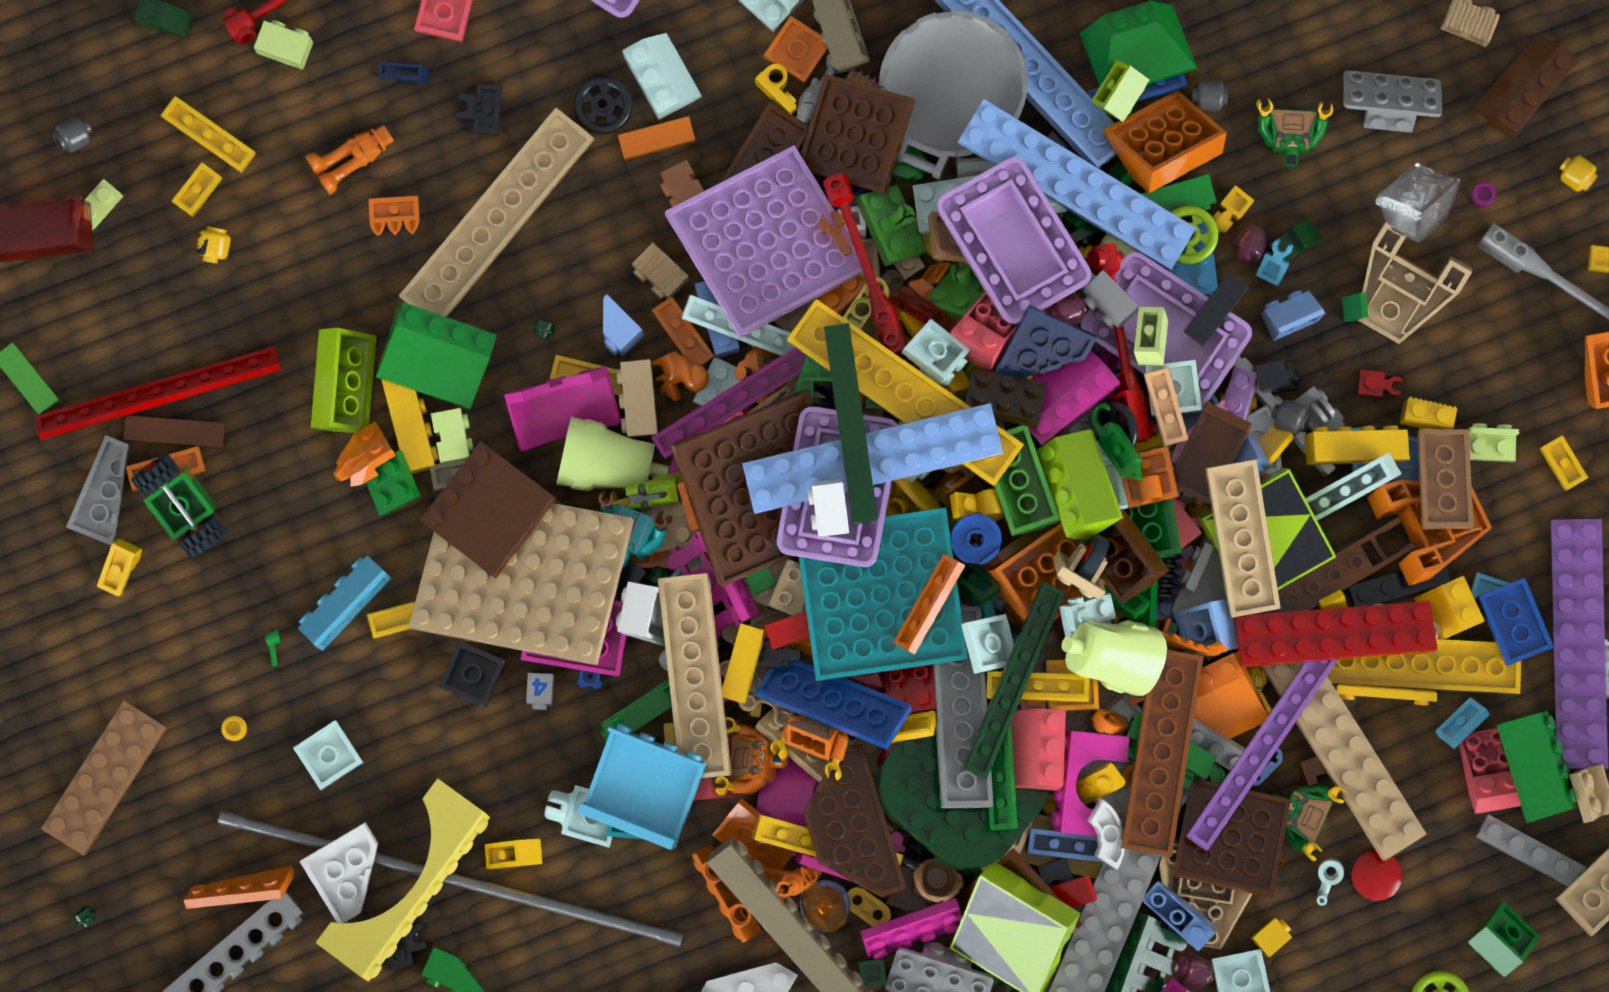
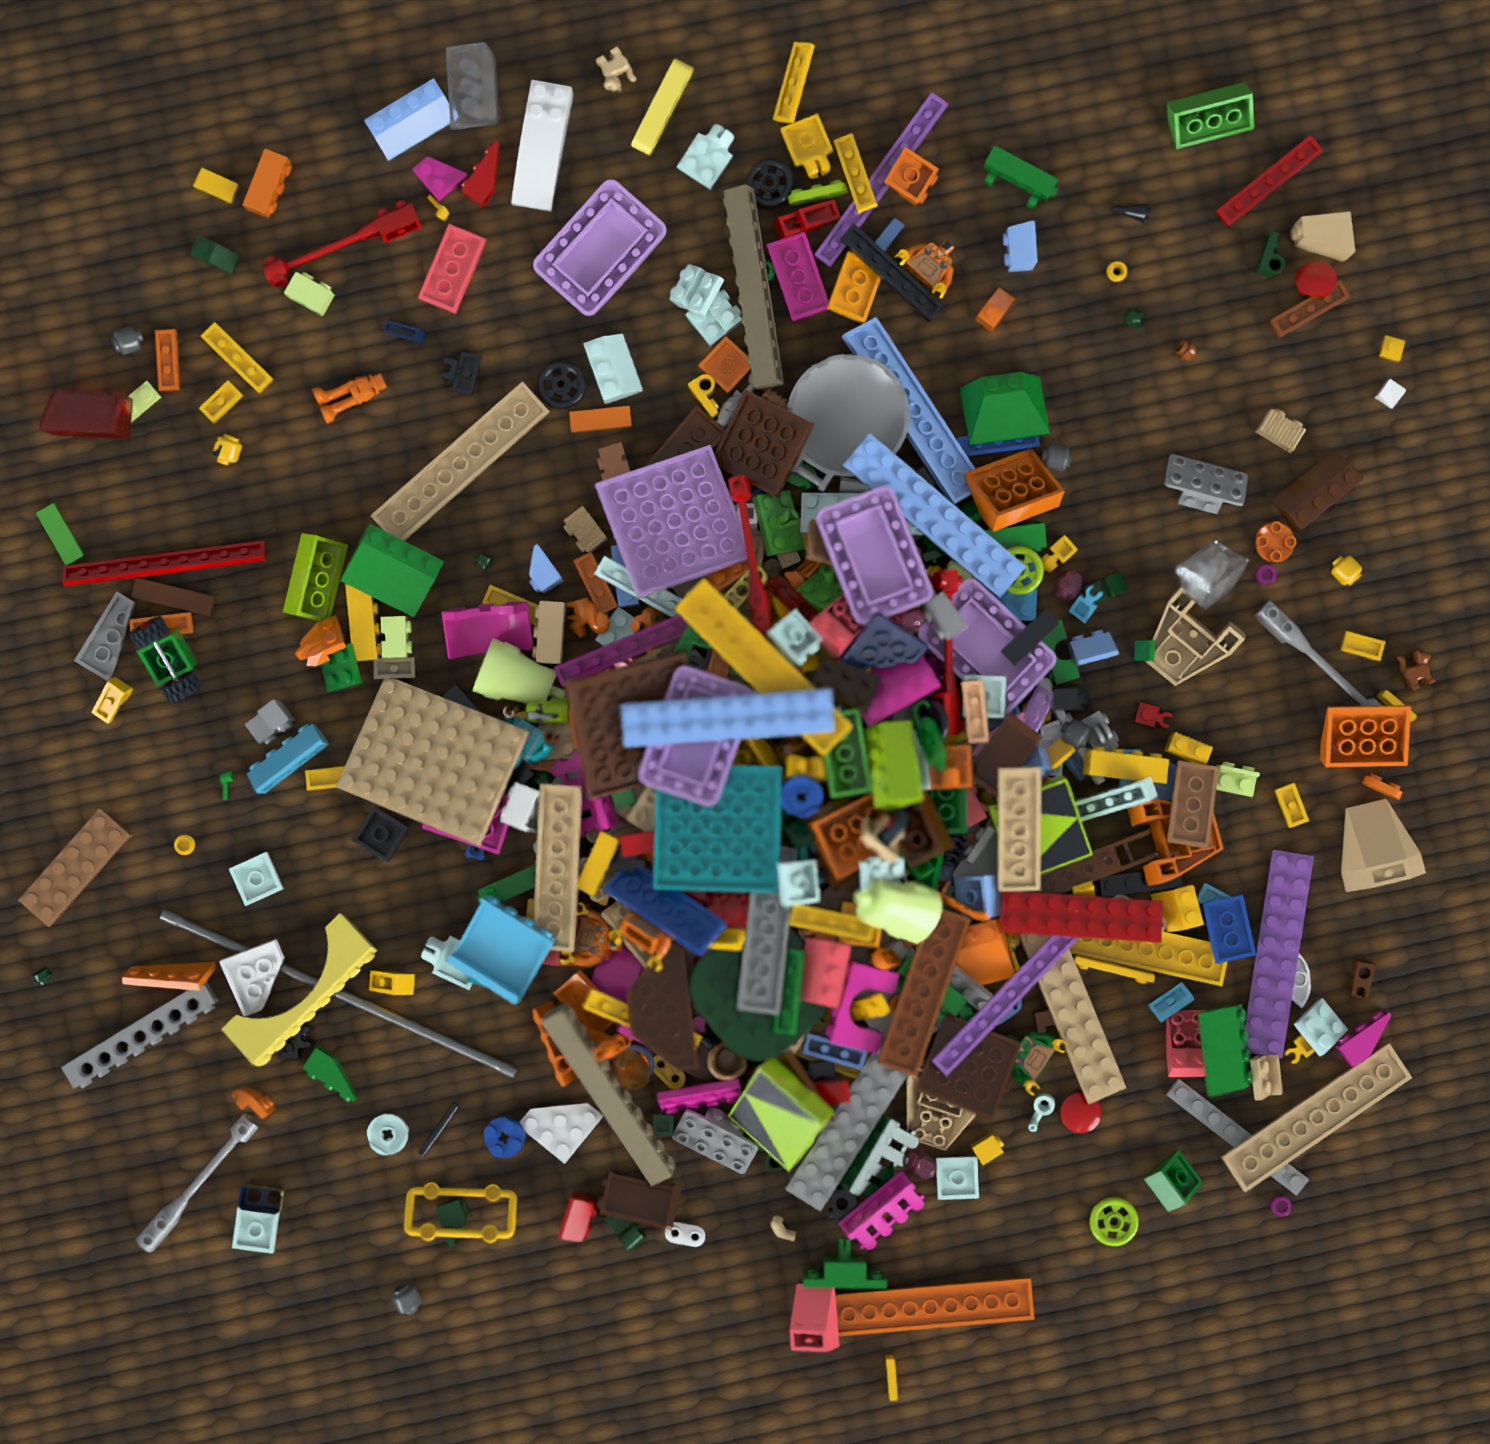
camera: 10 degrees right, 5 degrees up
(124, 151) = (167, 360): none -> orange tile
(316, 562) = (270, 721): none -> light grey brick
(394, 212) = (377, 446): orange plate -> none
(488, 509) = (413, 703): reddish brown plate -> none
(540, 690) = (434, 855): light grey brick -> none
(829, 506) = (685, 754): white brick -> none
(836, 231) = (731, 523): clear orange bar -> none
(851, 424) = (714, 688): dark green tile -> none
(929, 604) = (754, 843): orange plate -> none
(1013, 680) = (813, 915): dark green tile -> none
(1109, 834) = (869, 1049): white tile -> none
(1120, 90) = (983, 443): brick -> none
(1151, 336) = (972, 651): yellowish green brick -> none
(1180, 915) = (917, 1122): medium blue slope -> none
(1261, 345) = (1063, 669): none -> green arch
(1291, 130) = (1118, 497): torso -> none
(1296, 457) = (1075, 765): none -> medium blue piece
(1487, 154) = (1275, 542): none -> orange dish

